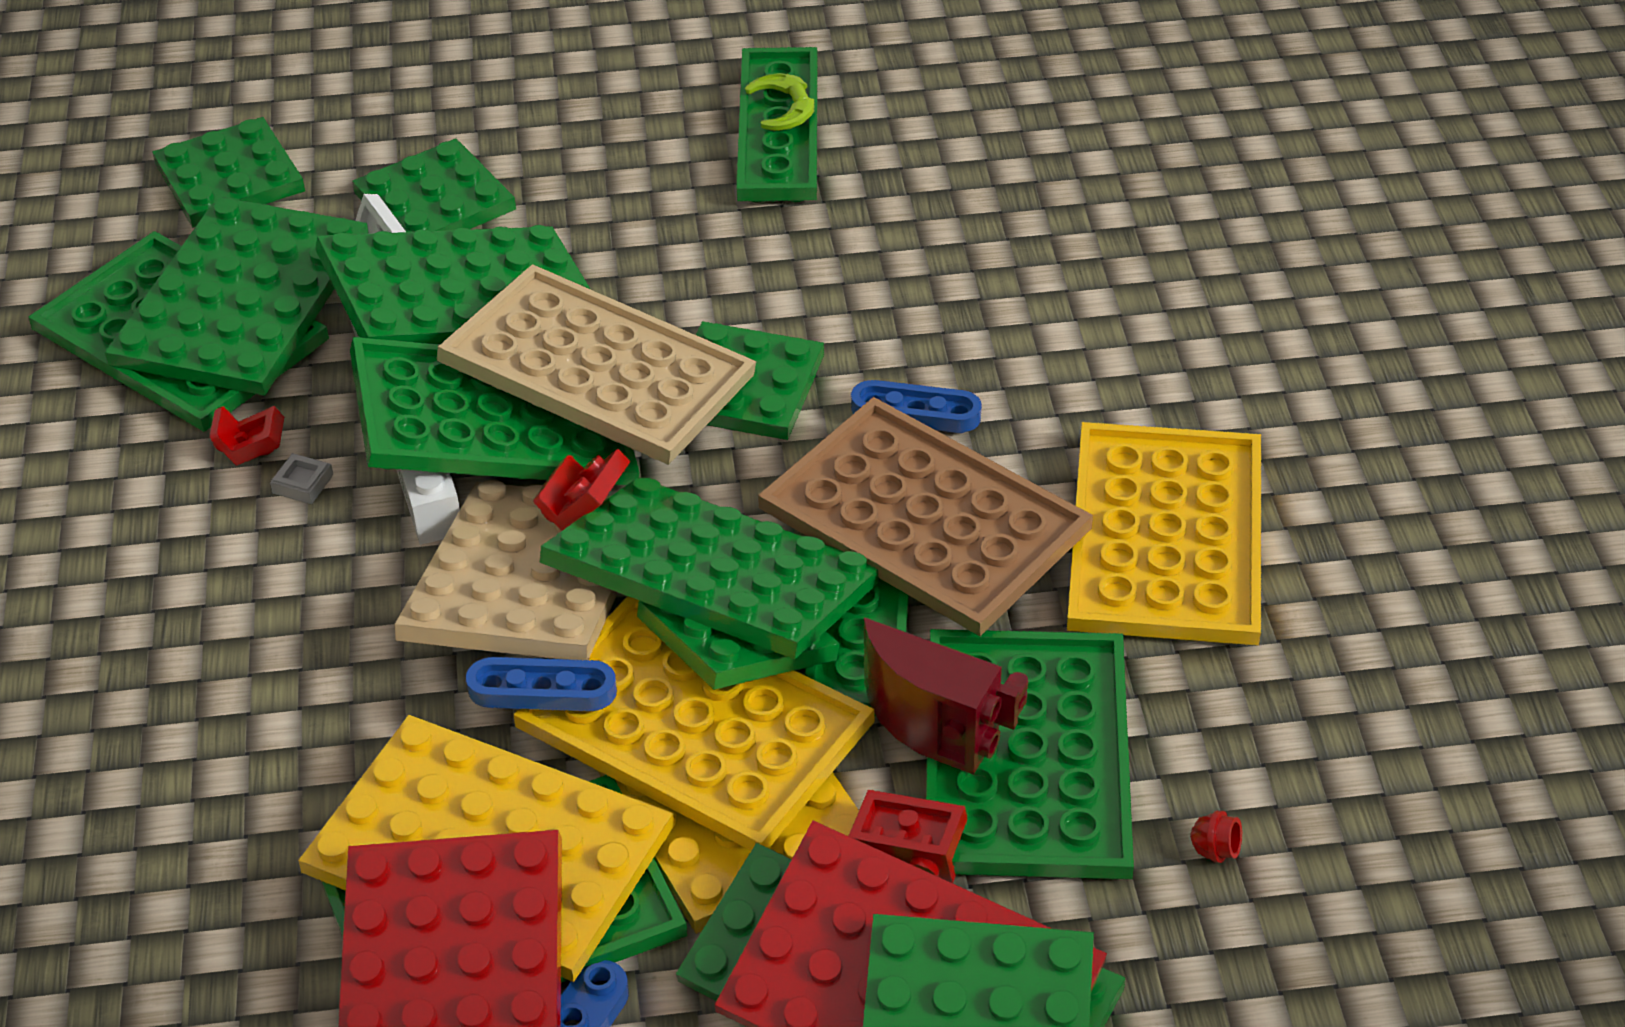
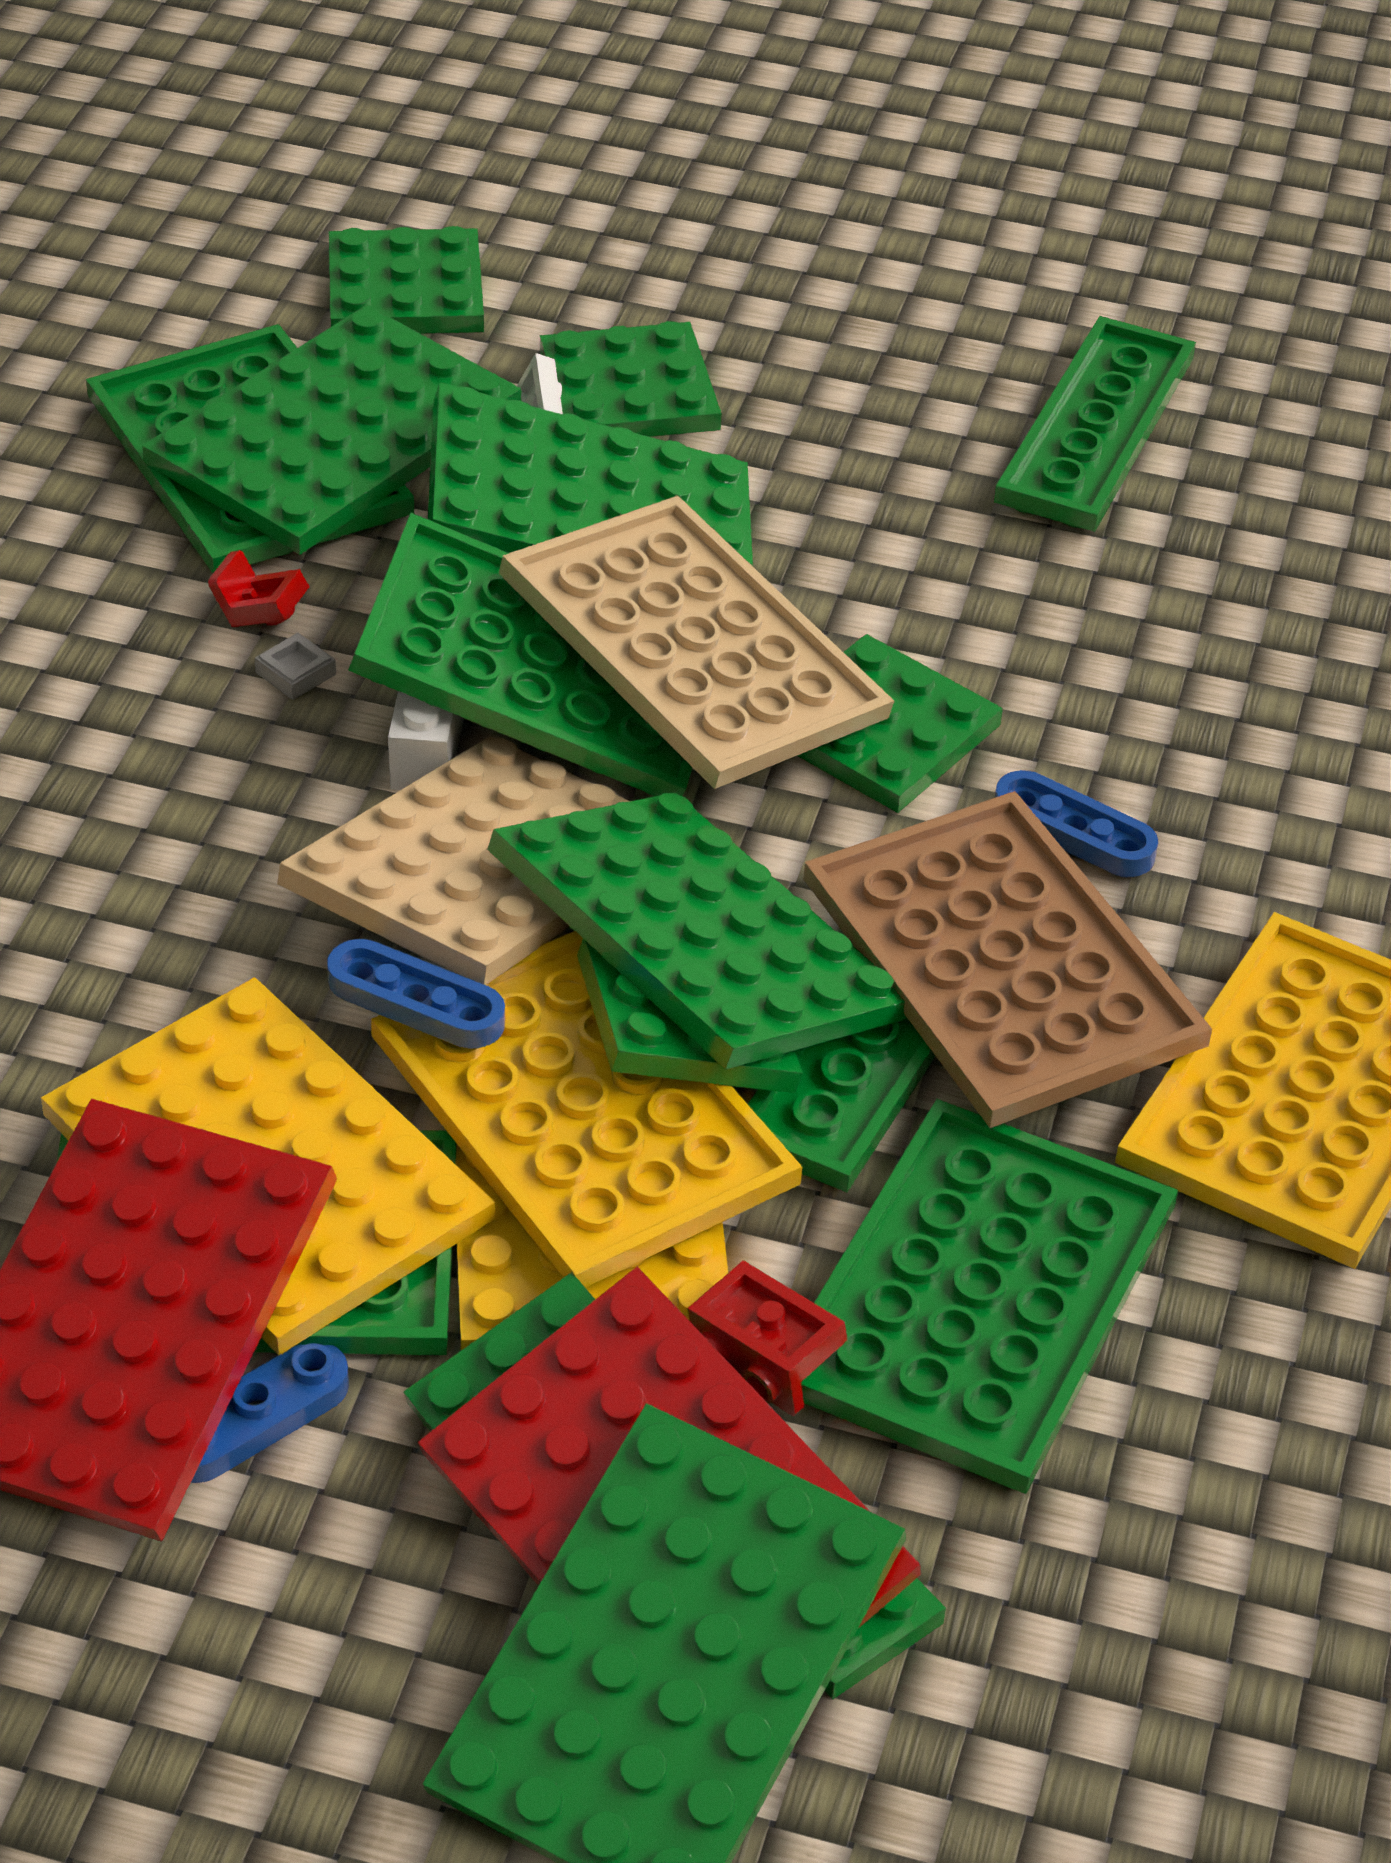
camera: 20 degrees right, 0 degrees up
(579, 490) = (588, 777): red bracket -> none
(801, 108) = (1126, 413): lime piece -> none
(938, 697) = (887, 1183): dark red piece -> none
(1217, 836) = (1161, 1483): red plate -> none

